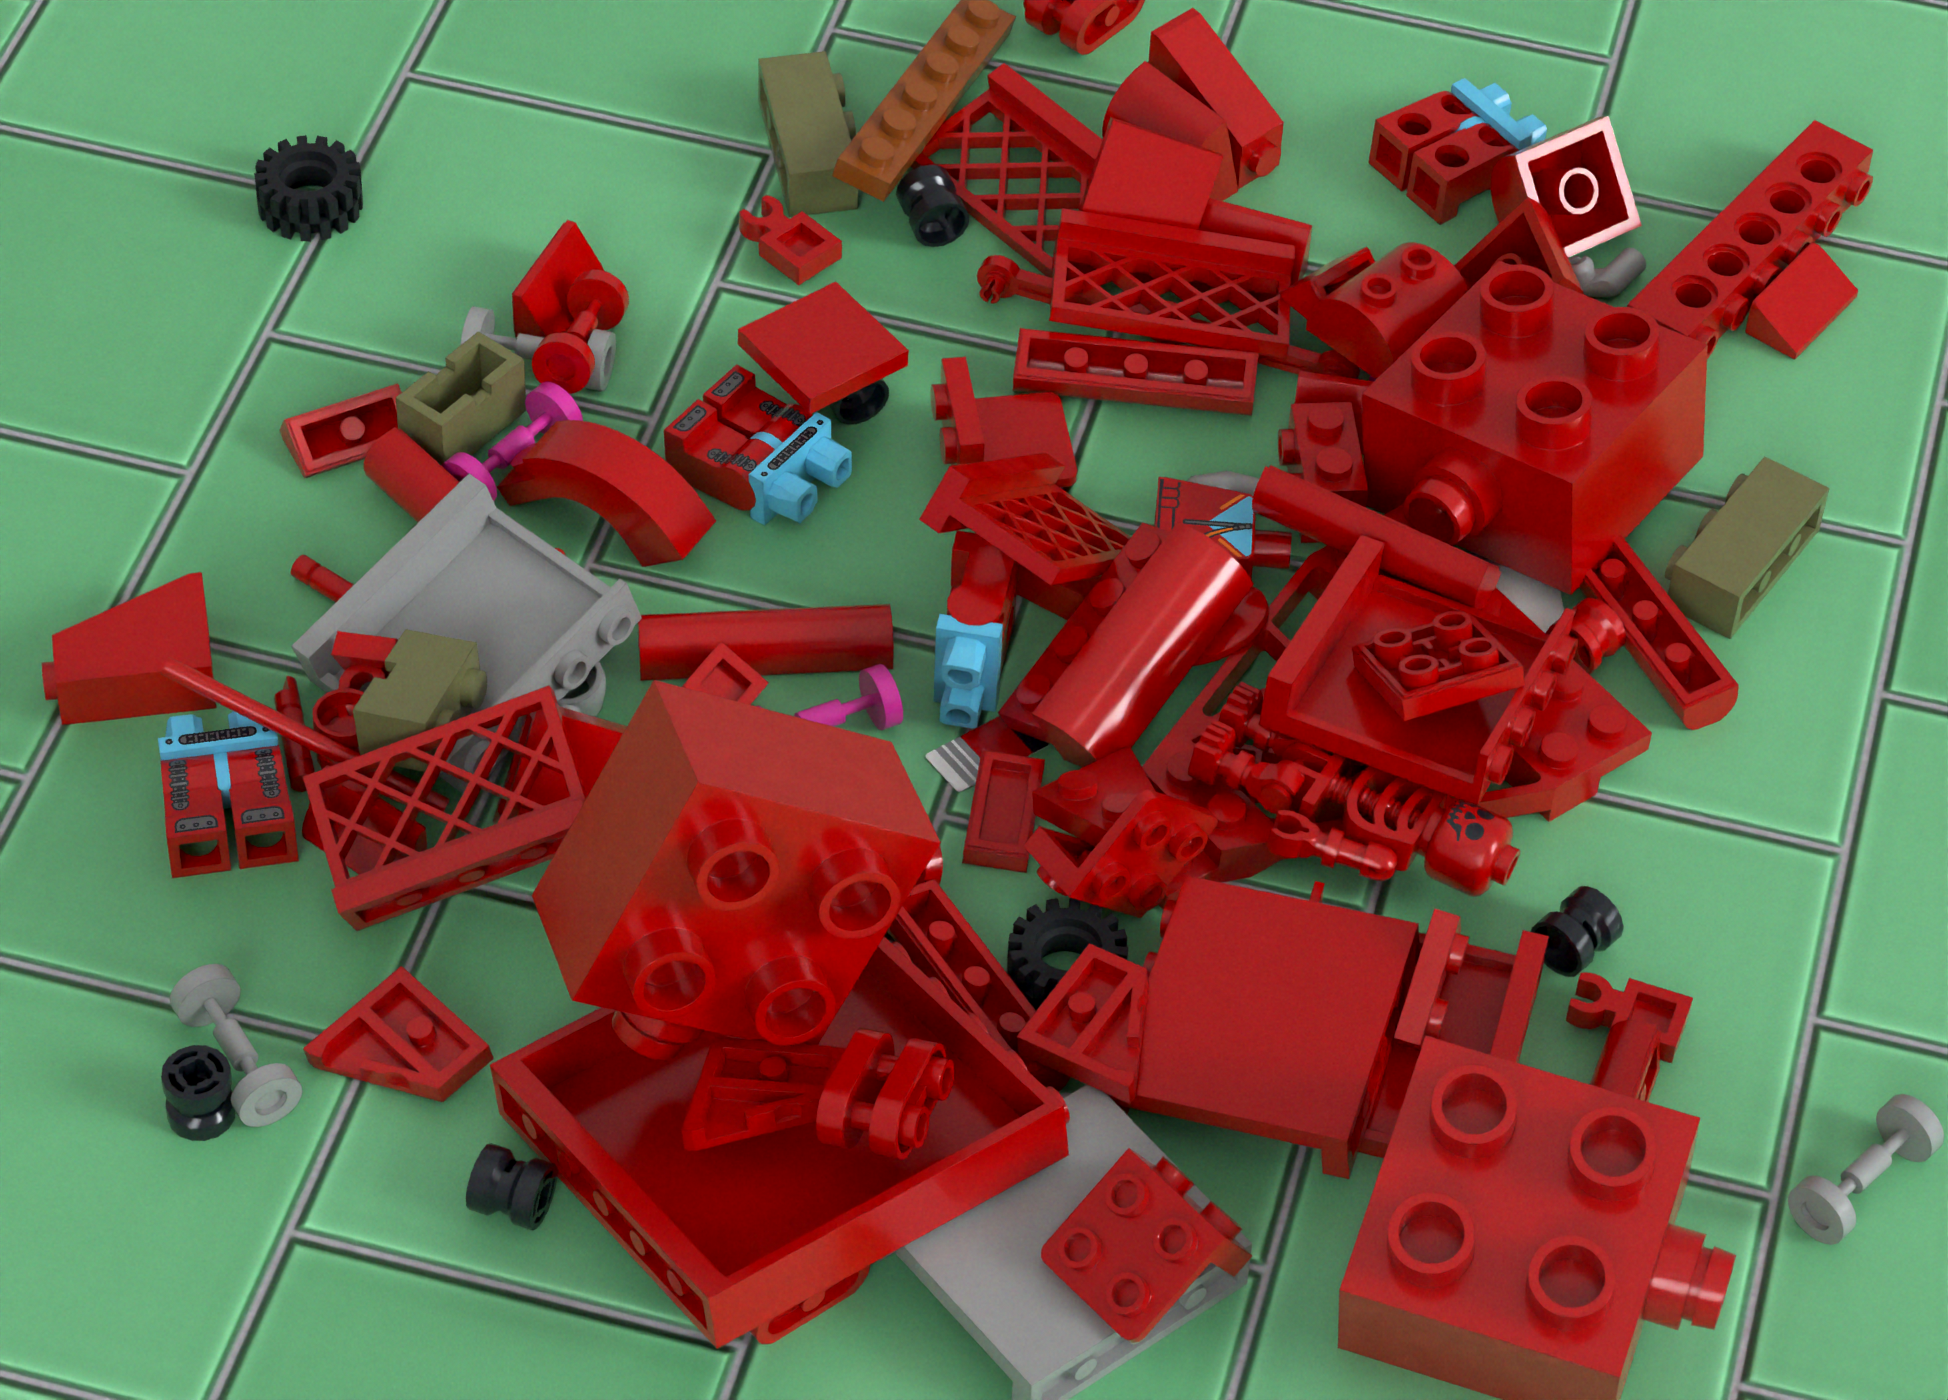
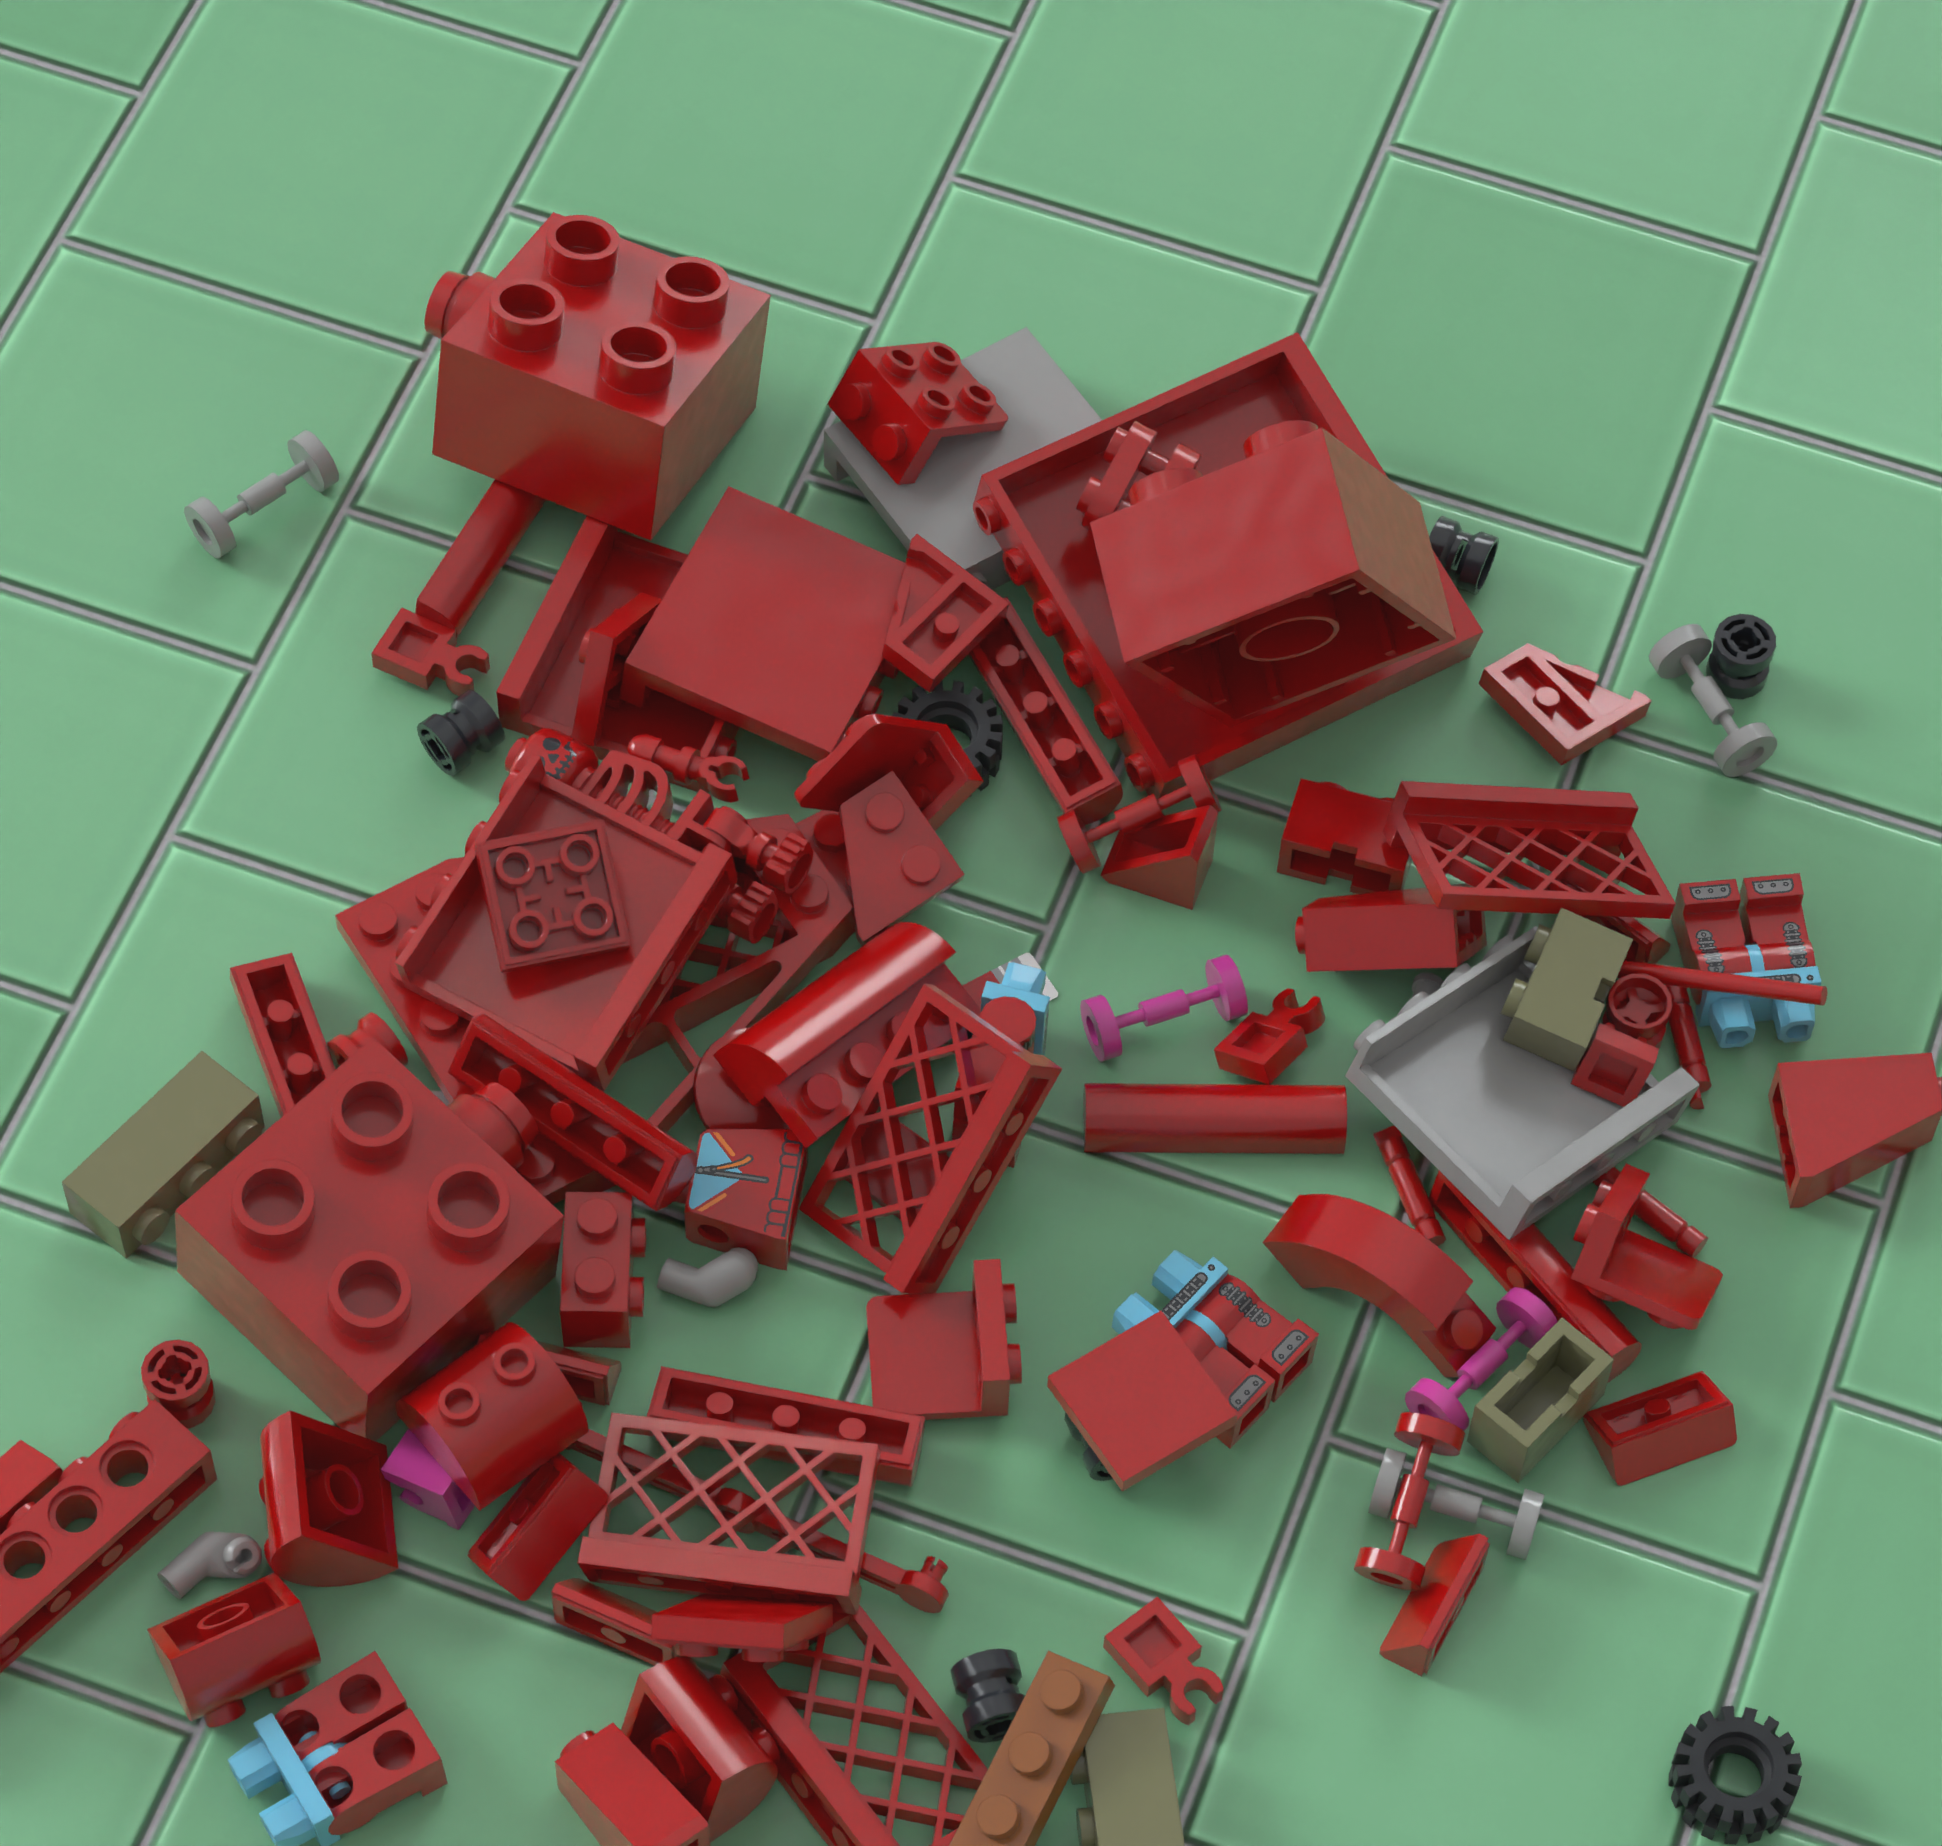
camera: 175 degrees left, 10 degrees up
(353, 503) = (1634, 1268): none -> red bracket
(1002, 811) = (988, 913): red tile -> none

